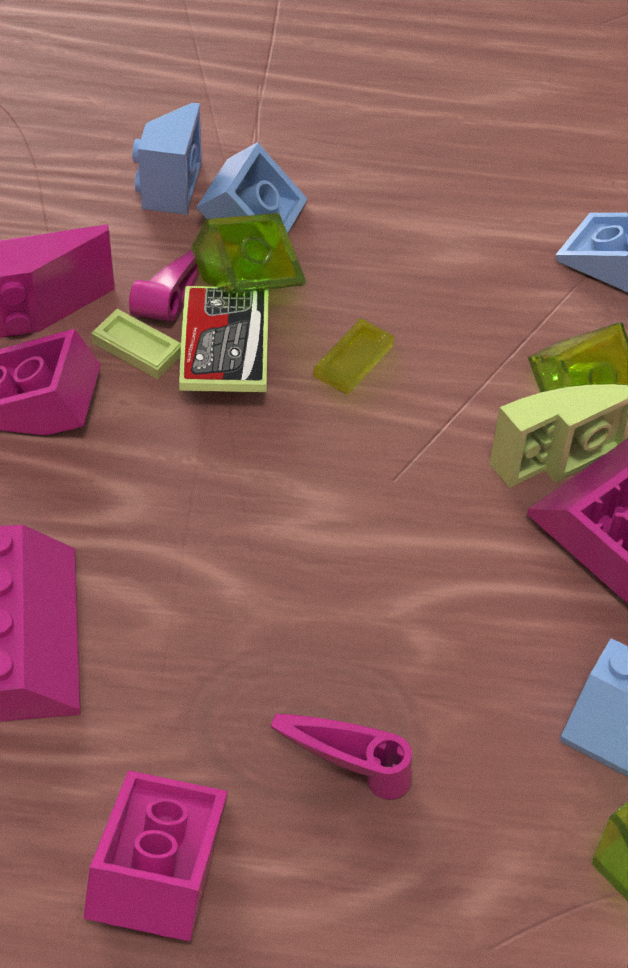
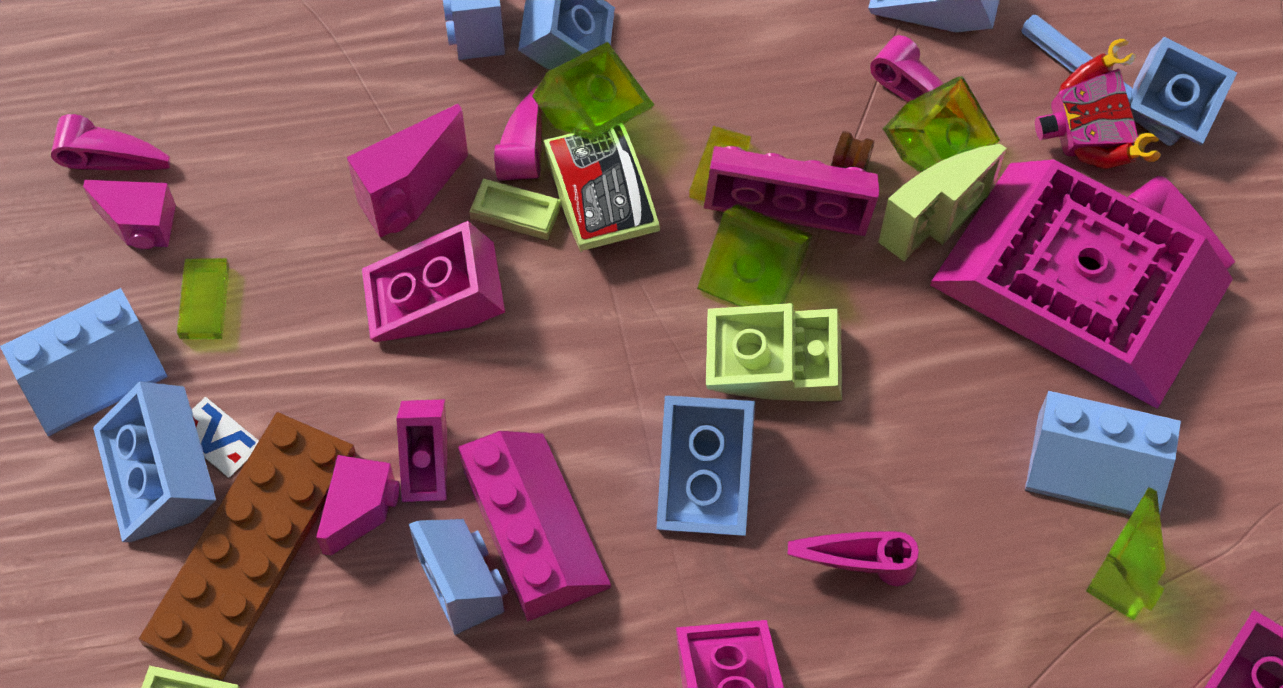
camera: 15 degrees left, 10 degrees up
(224, 616) = (705, 465): none -> light blue slope
(340, 534) = (775, 352): none -> yellowish green slope
(351, 443) = (753, 258): none -> clear neon green slope
(410, 388) = (792, 190): none -> dark pink slope
(489, 374) = (852, 152): none -> reddish brown wheel
(567, 310) = (901, 70): none -> dark pink piece

